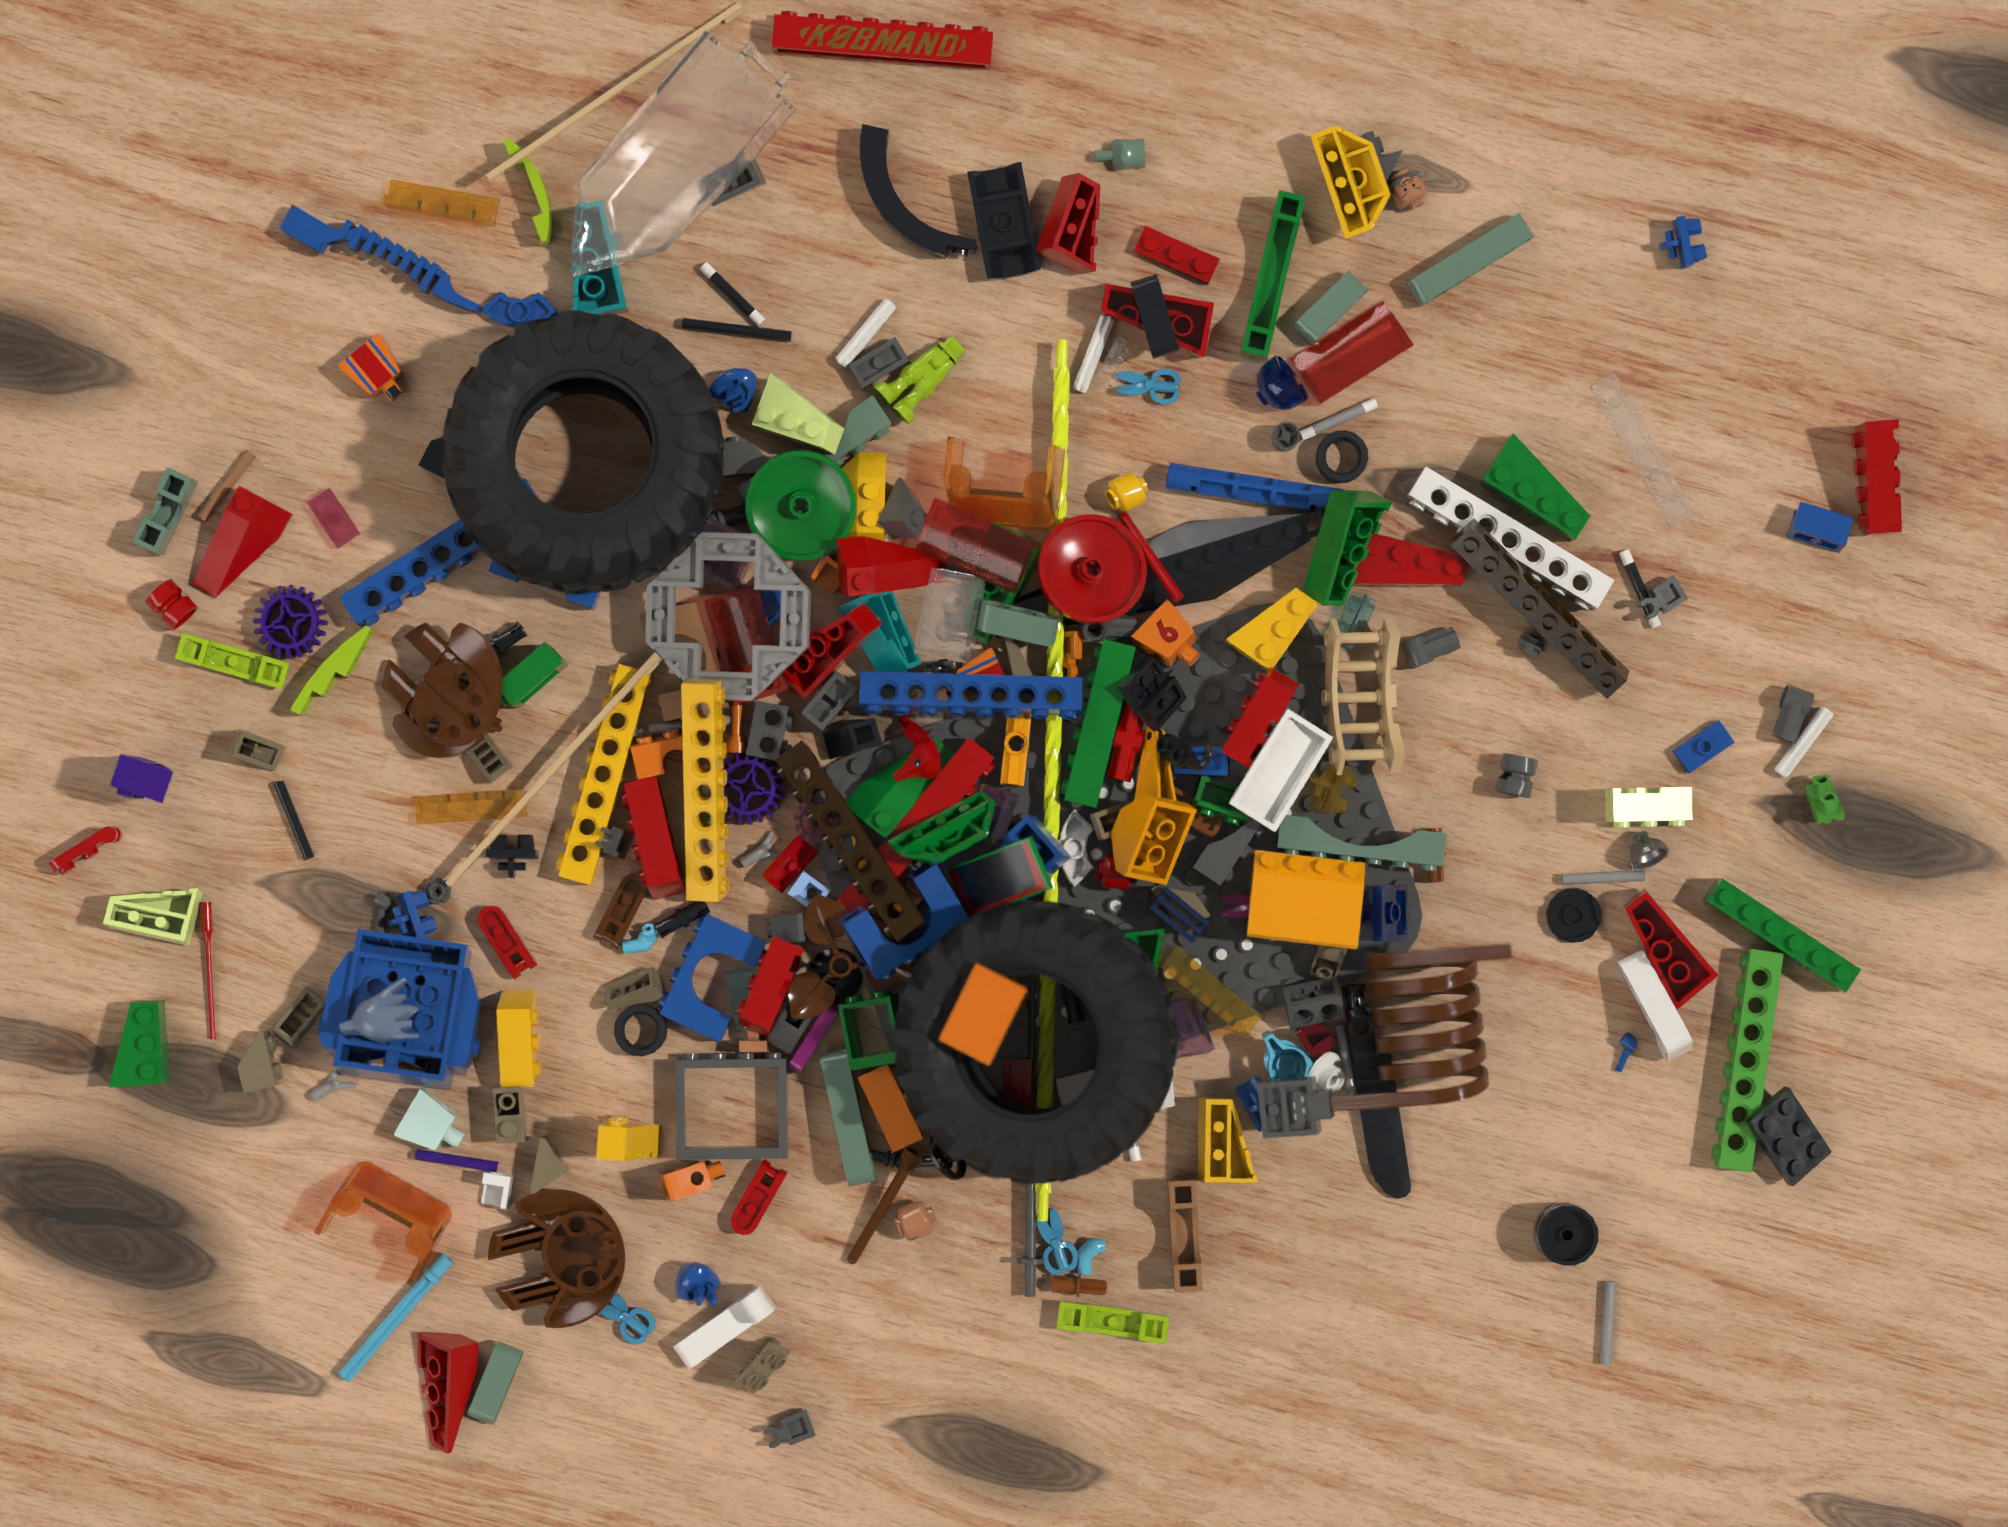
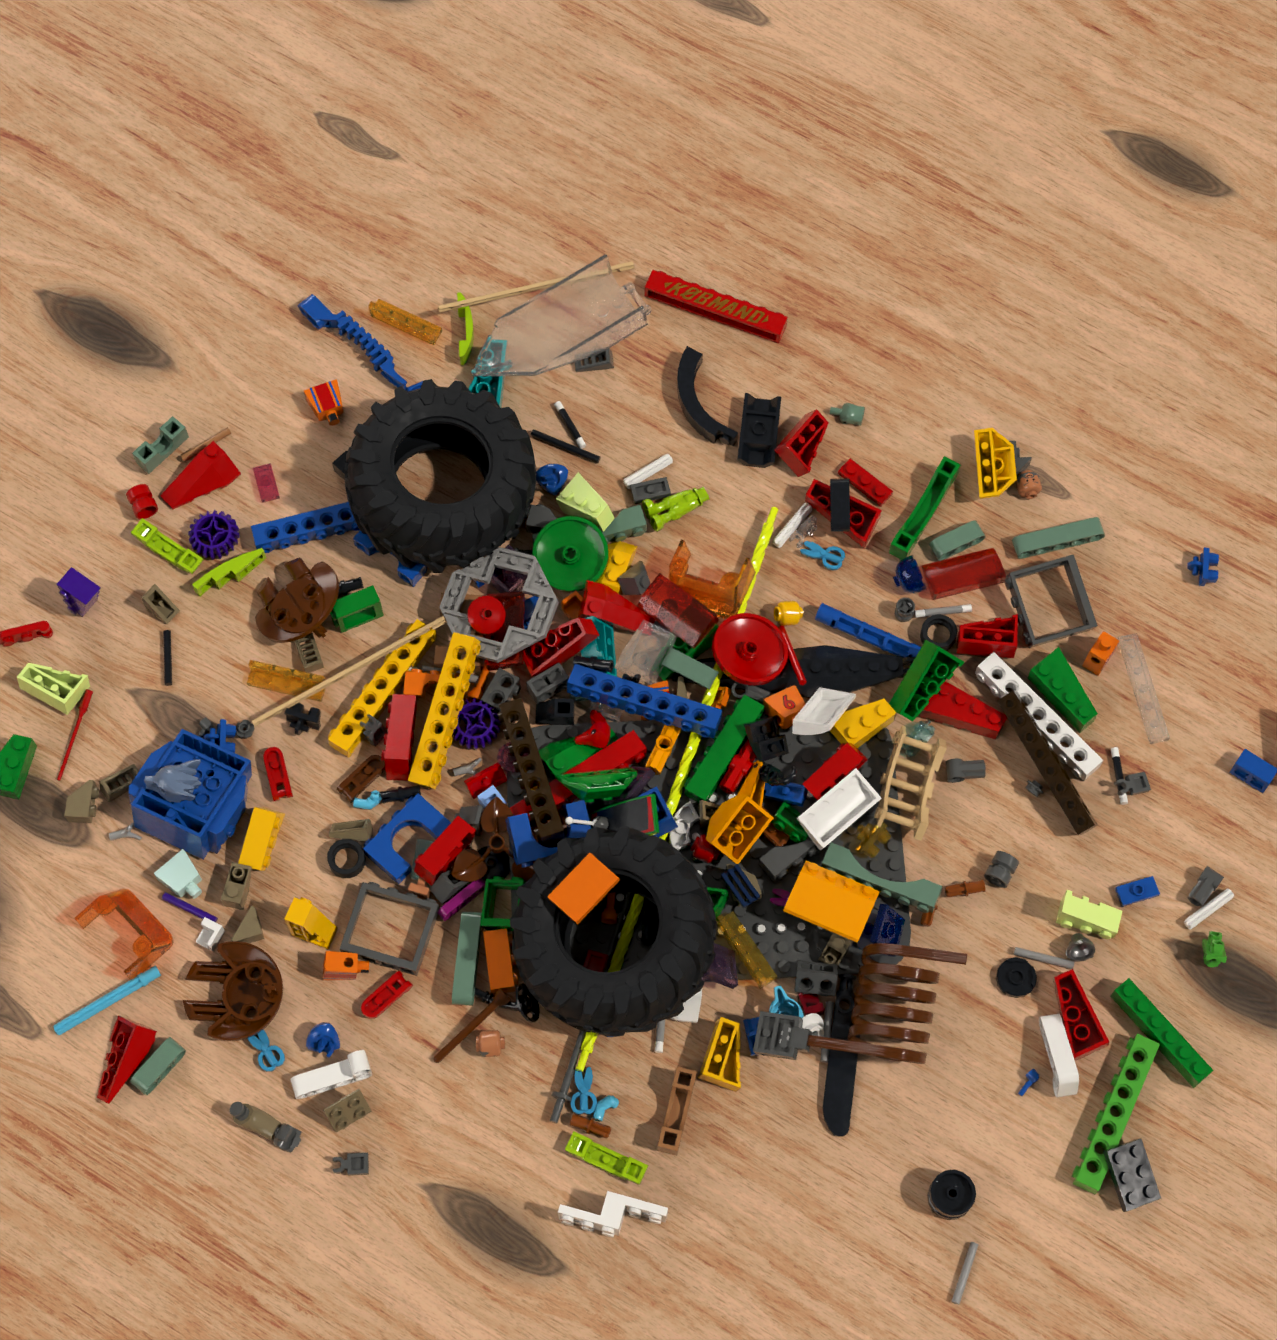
camera: 20 degrees right, 20 degrees down
(660, 1414) = (257, 1120): none -> piece
(702, 633) = (477, 618): none -> red dish
(885, 661) = (594, 663): none -> black pin
(964, 887) = (599, 821): none -> hinge
(1144, 1394) = (612, 1214): none -> white bracket
(1219, 635) = (822, 711): none -> white slope
(1414, 446) = (989, 637): none -> red wedge
(1475, 814) = (965, 888): none -> dark orange axle
(1522, 341) = (1078, 590): none -> dark grey window
(1572, 420) = (1103, 651): none -> orange torso

